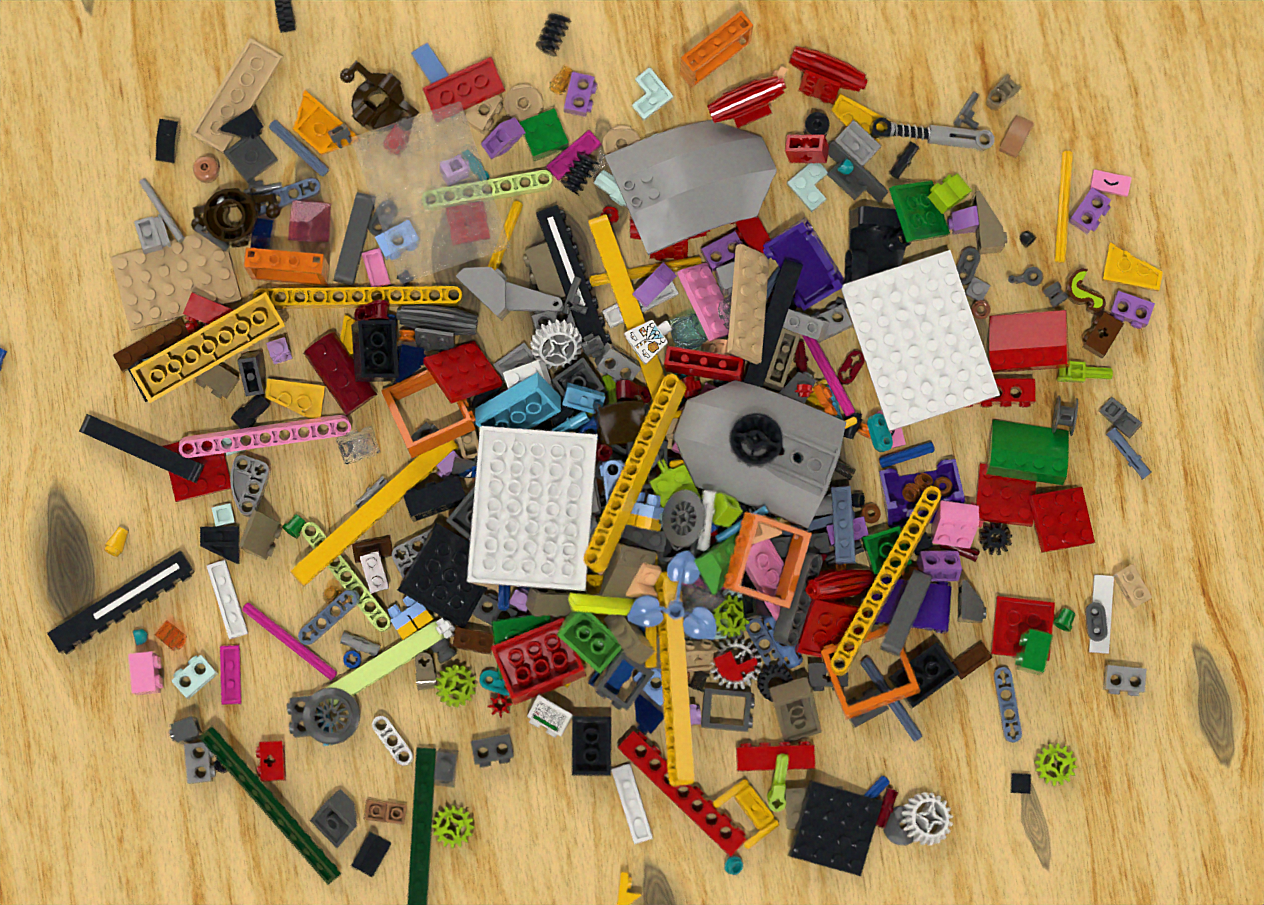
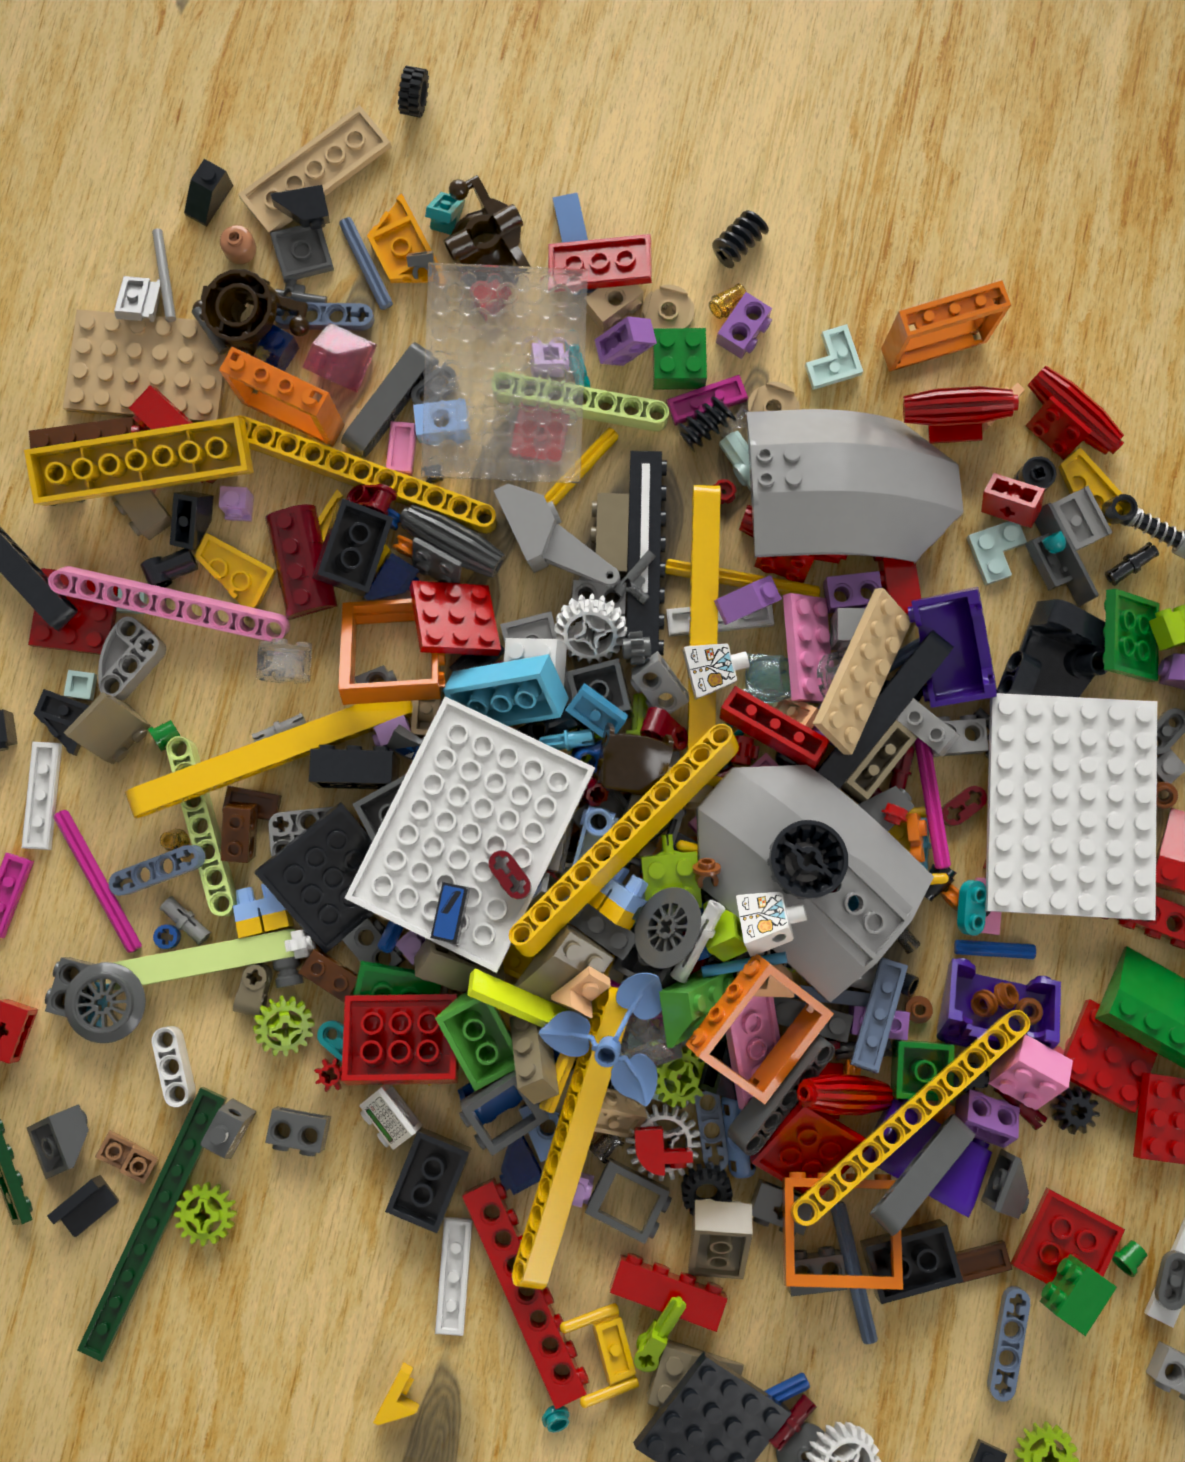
camera: 25 degrees right, 0 degrees up
(339, 92) = (444, 212): none -> teal slope
(540, 563) = (450, 912): none -> slope
(572, 520) = (504, 879): none -> dark red beam
(693, 472) = (706, 868): none -> dark orange plate
(745, 488) = (767, 920): none -> white torso

